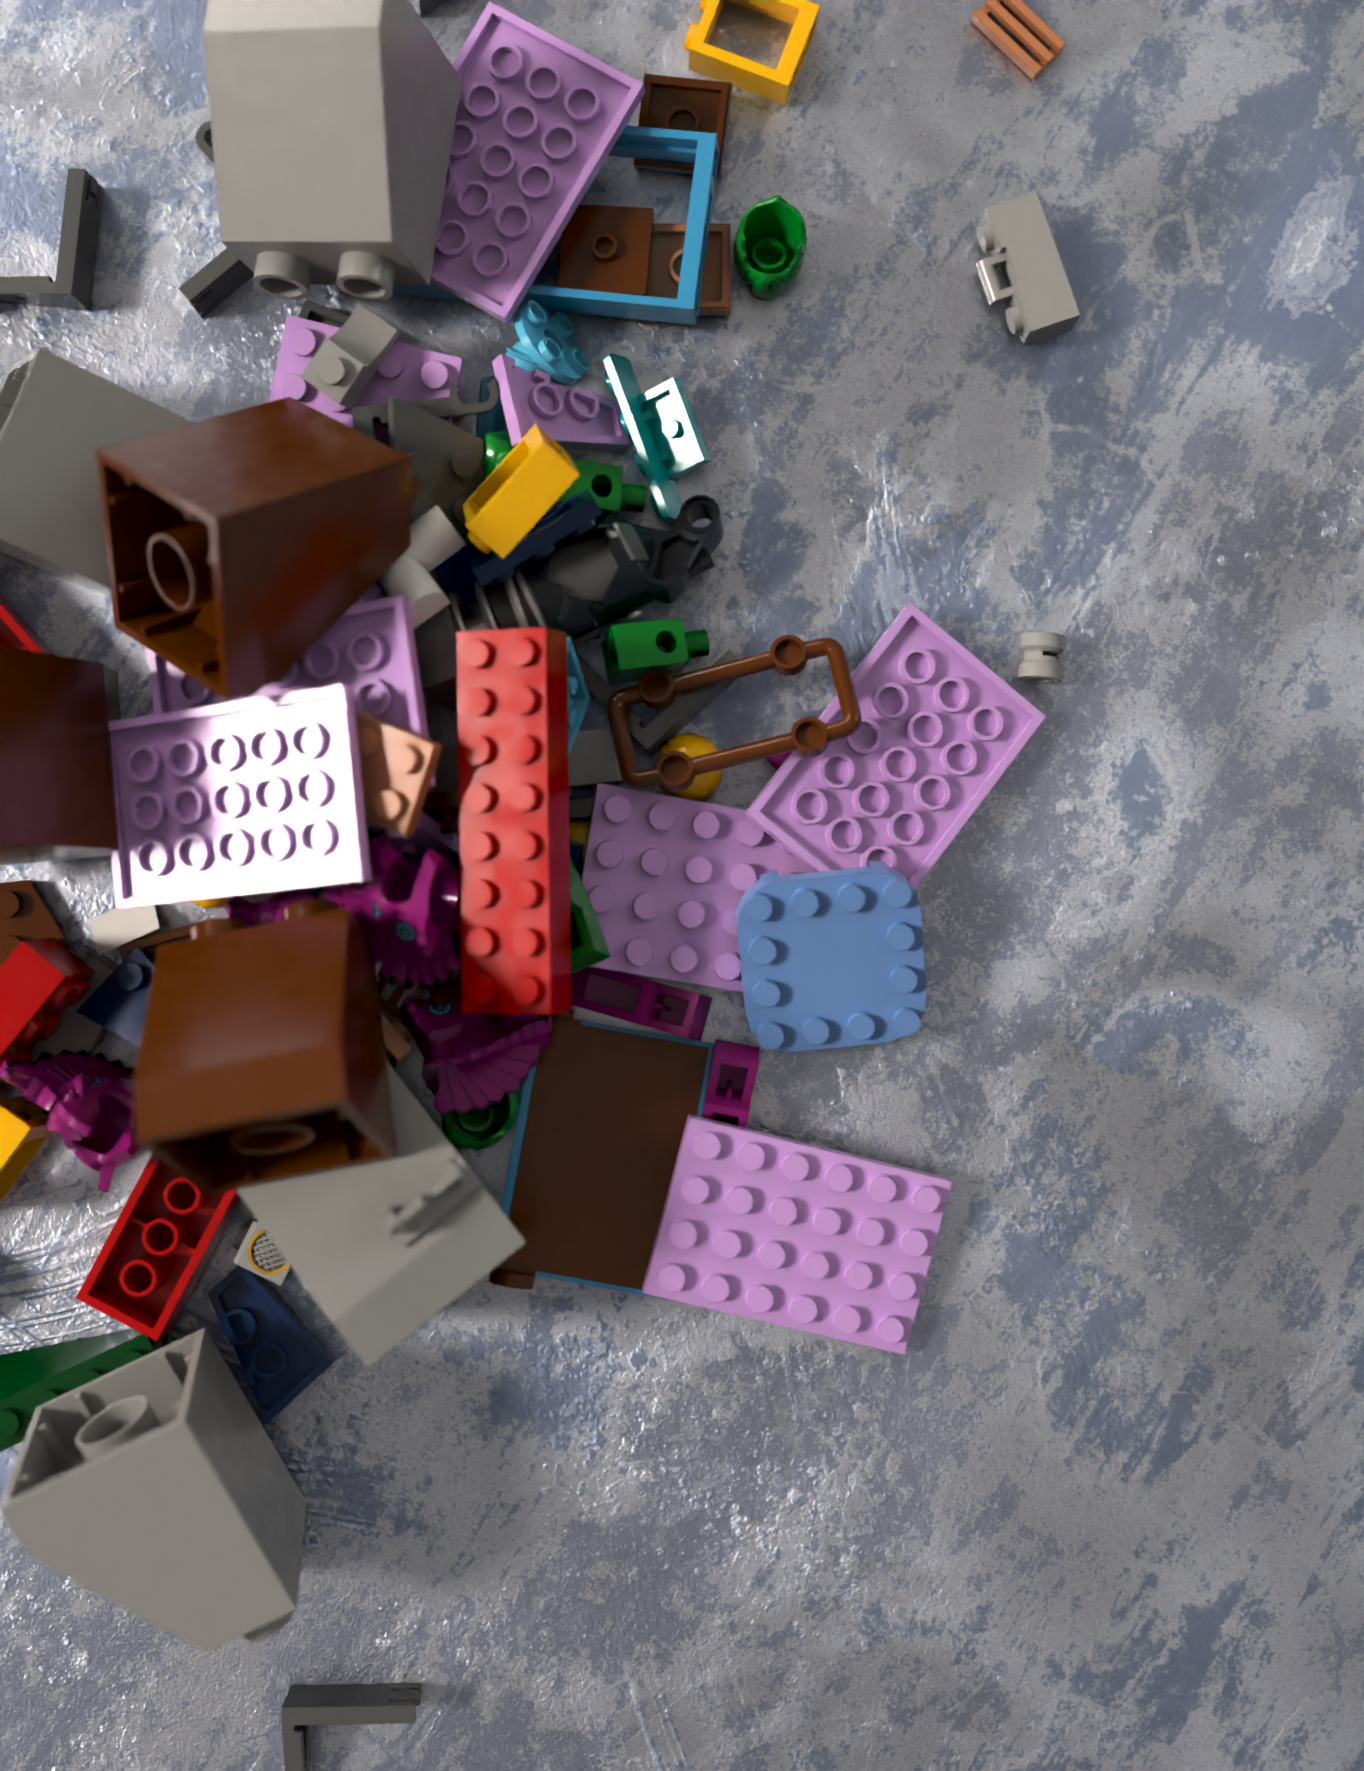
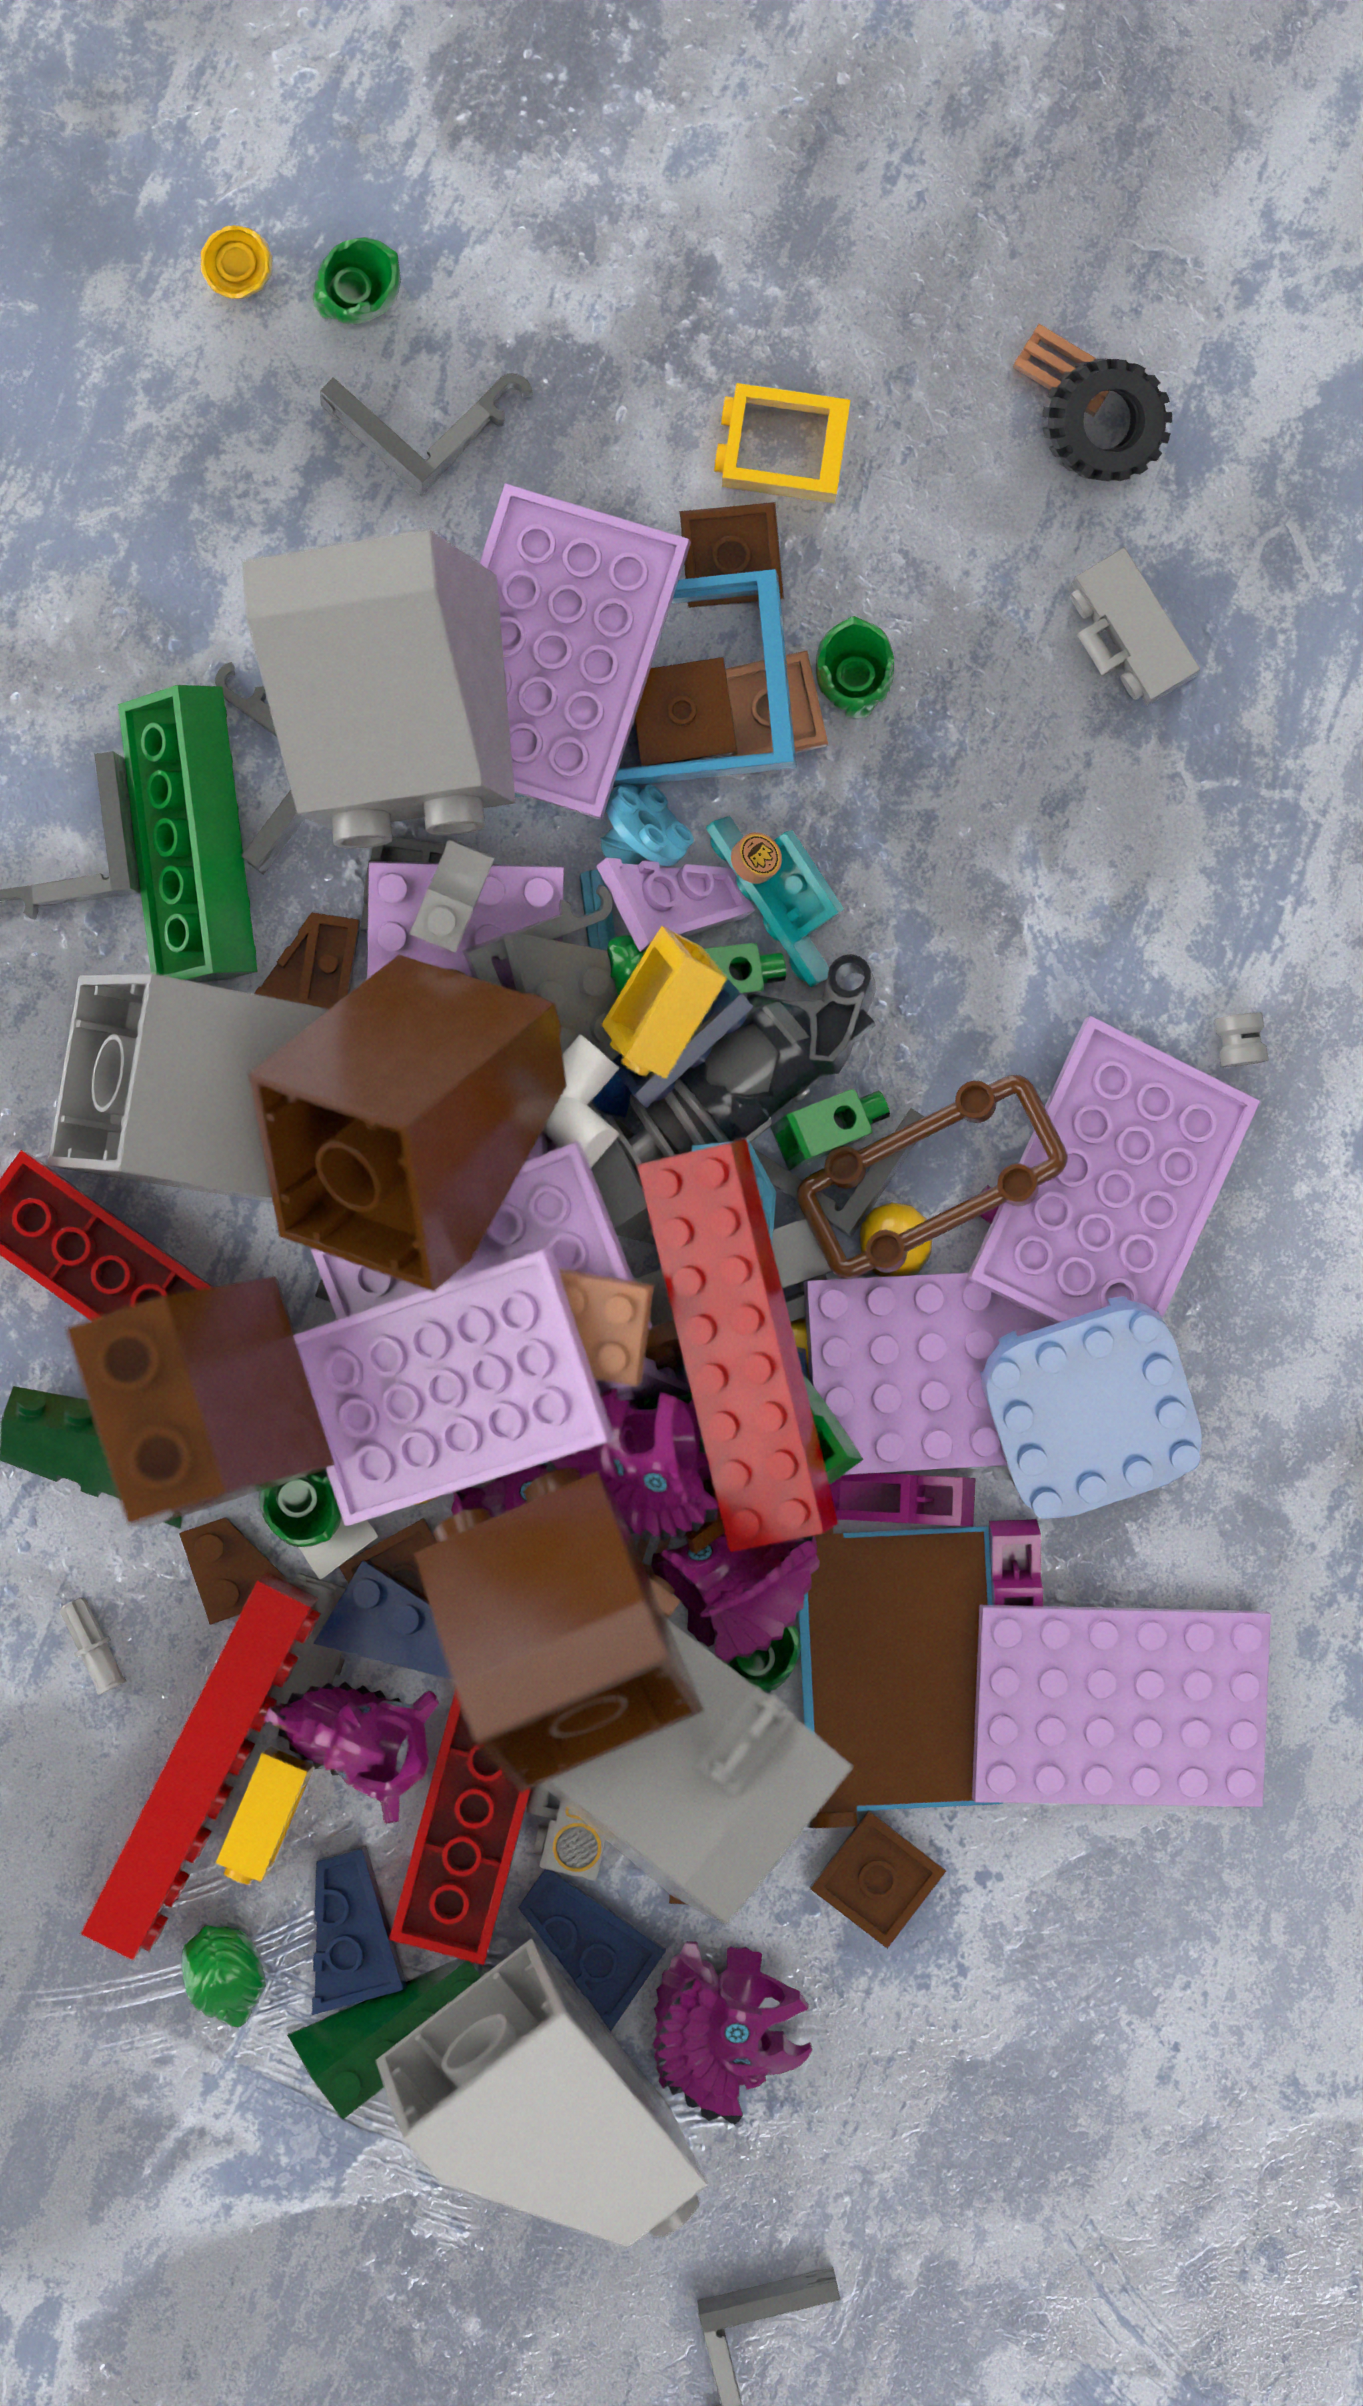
camera: 10 degrees left, 0 degrees up
(52, 1277) = (352, 1934): none -> dark blue wing
(88, 889) = (302, 1510): none -> green hair
(141, 258) = (187, 834): none -> green slope
(232, 389) = (316, 964): none -> reddish brown wing
(357, 1447) = (715, 2032): none -> magenta piece
(540, 1341) = (877, 1879): none -> reddish brown plate
(641, 393) = (756, 857): none -> tile
(1080, 62) = (1146, 426): none -> black tyre

